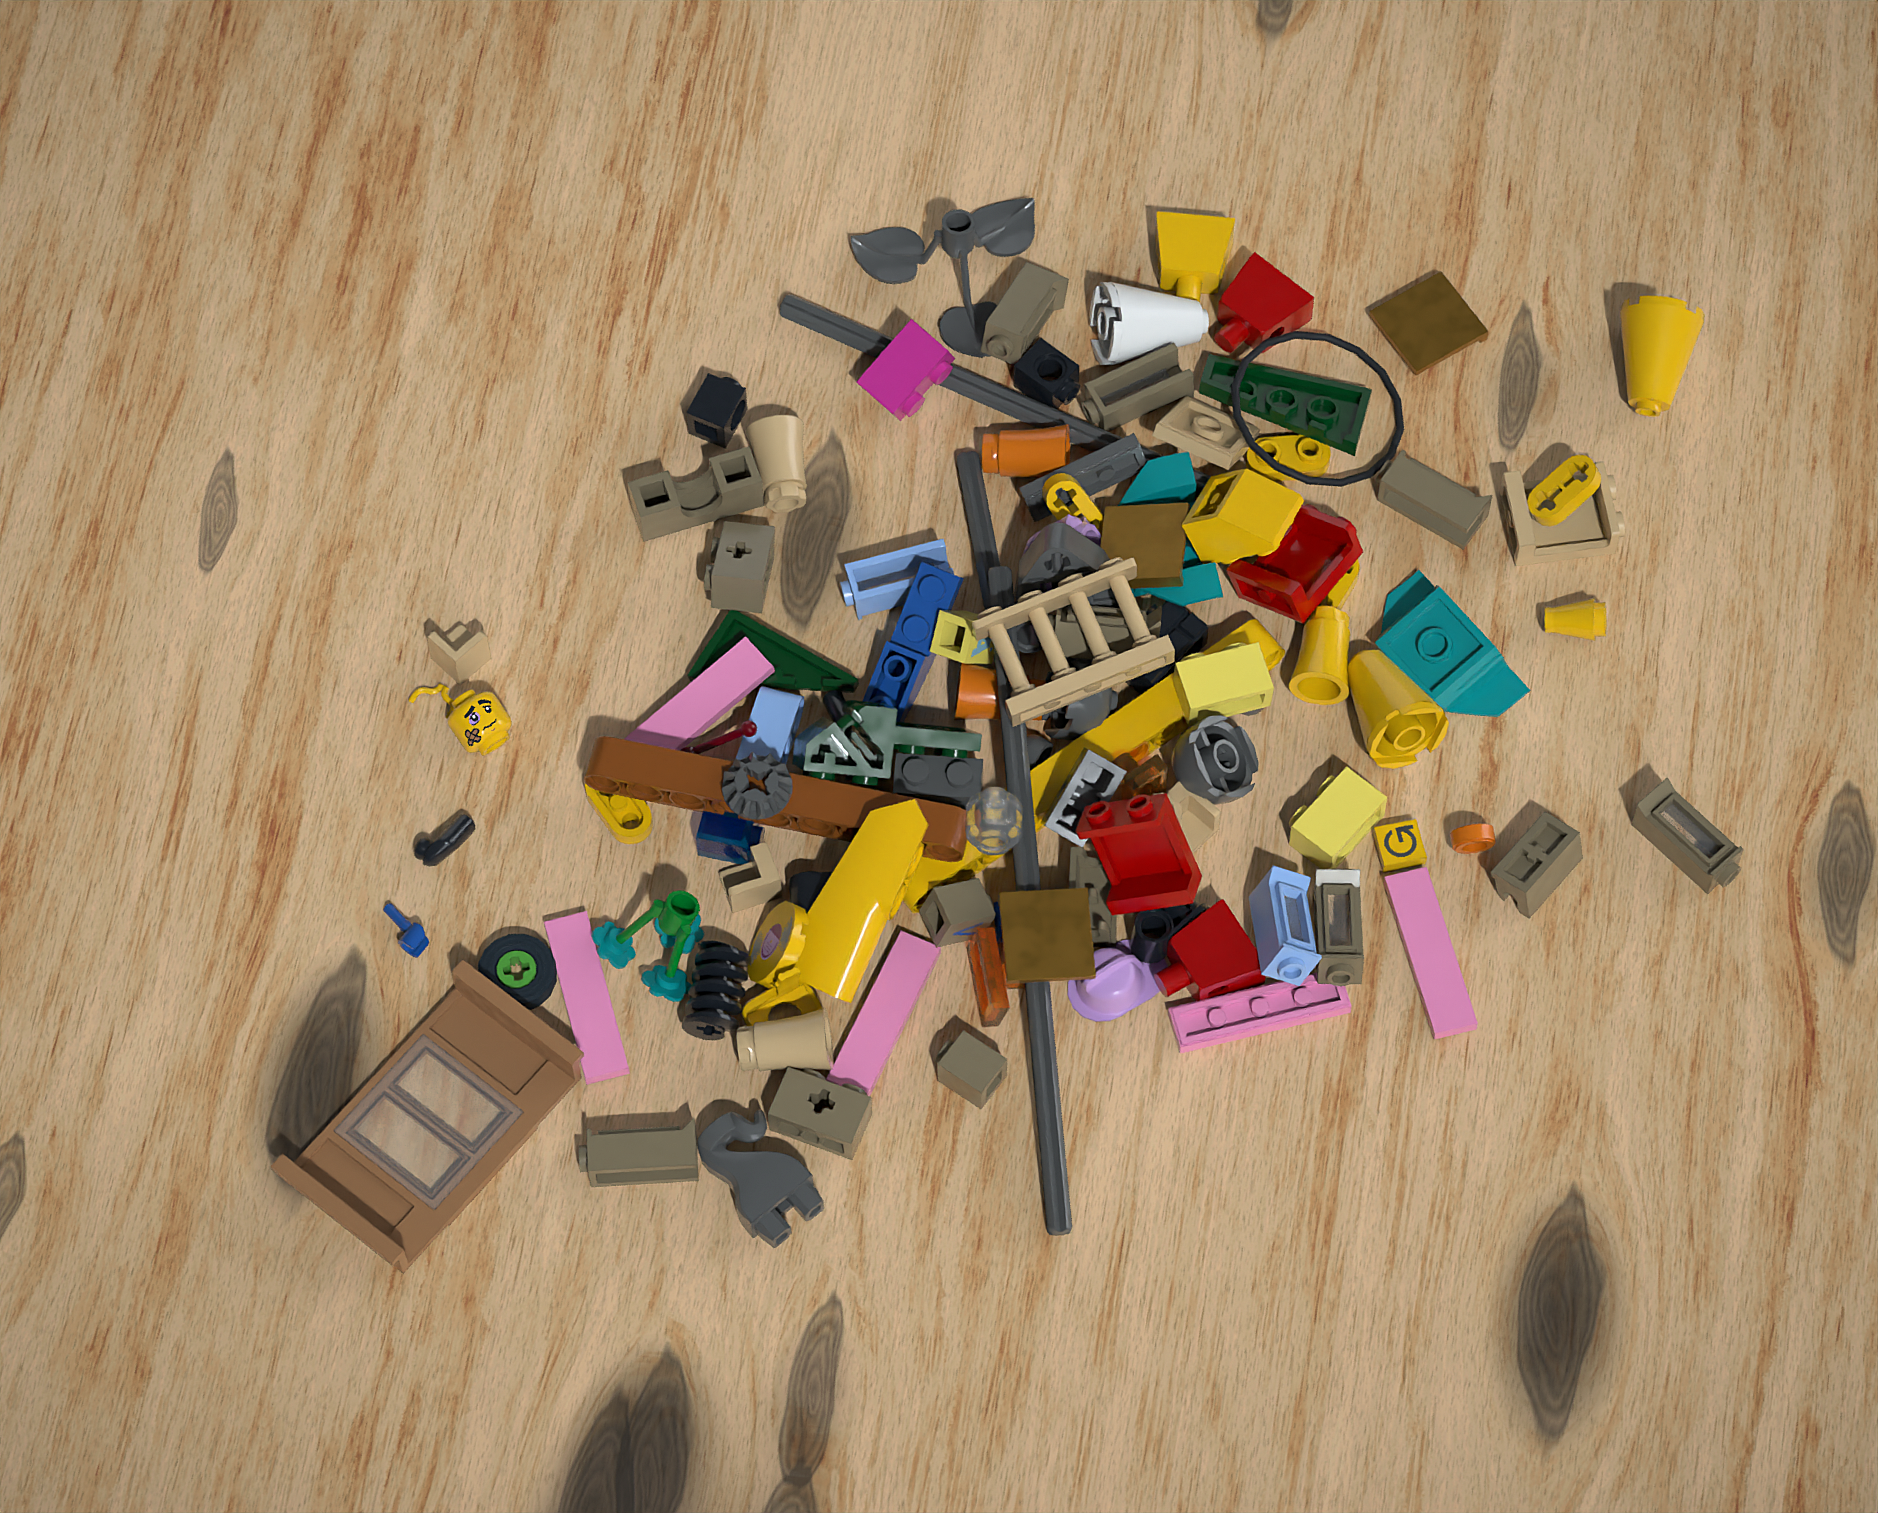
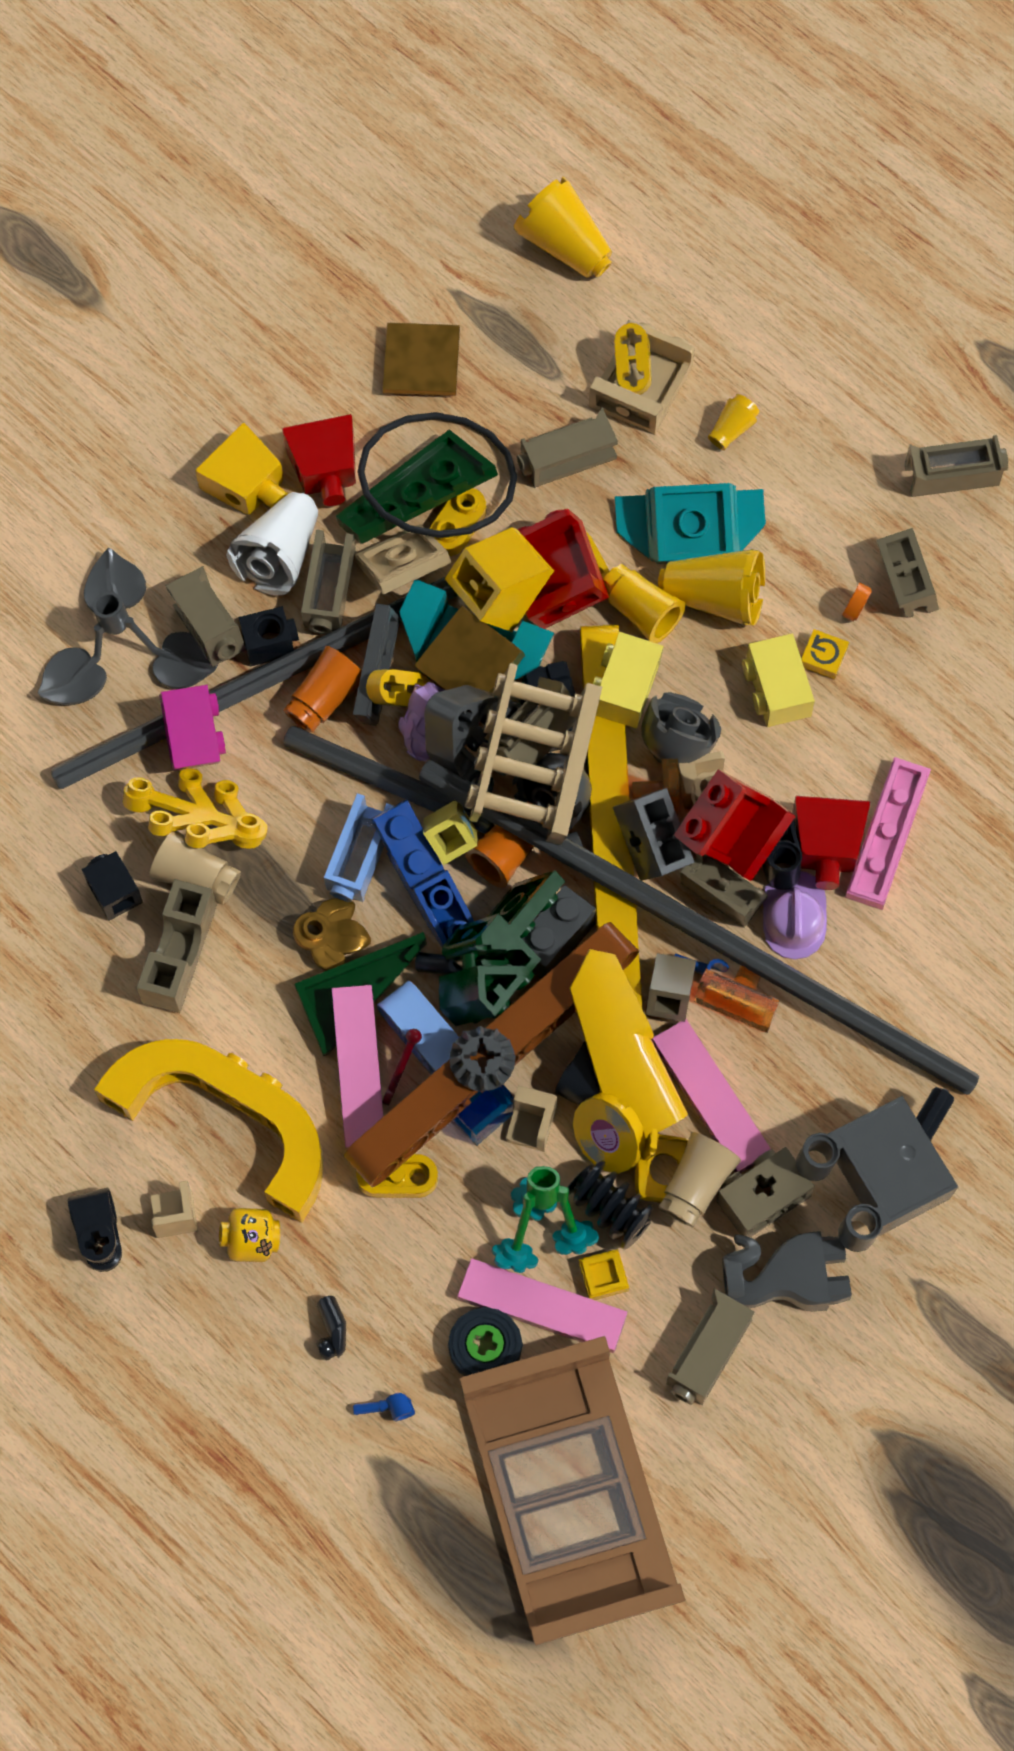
camera: 55 degrees left, 5 degrees up
(402, 601) = (95, 1223): none -> black piece
(432, 691) = (190, 1252): yellow piece -> none
(575, 721) = (172, 1061): none -> yellow arch
(651, 1030) = (604, 1275): none -> yellow tile
(741, 567) = (266, 953): dark tan brick -> none
(808, 616) = (337, 933): none -> pearl gold plate
(845, 476) = (239, 826): none -> yellow plant
(912, 1189) = (887, 1165): none -> dark grey piece
(971, 1069) = (803, 1061): dark tan brick -> none
(994, 821) = (630, 908): clear head -> none
(1047, 935) = (747, 934): pearl gold piece -> none
(1283, 926) = (848, 769): light blue window -> none
(1338, 926) = (869, 735): dark tan window -> none
(1430, 953) = (923, 690): bright pink tile -> none

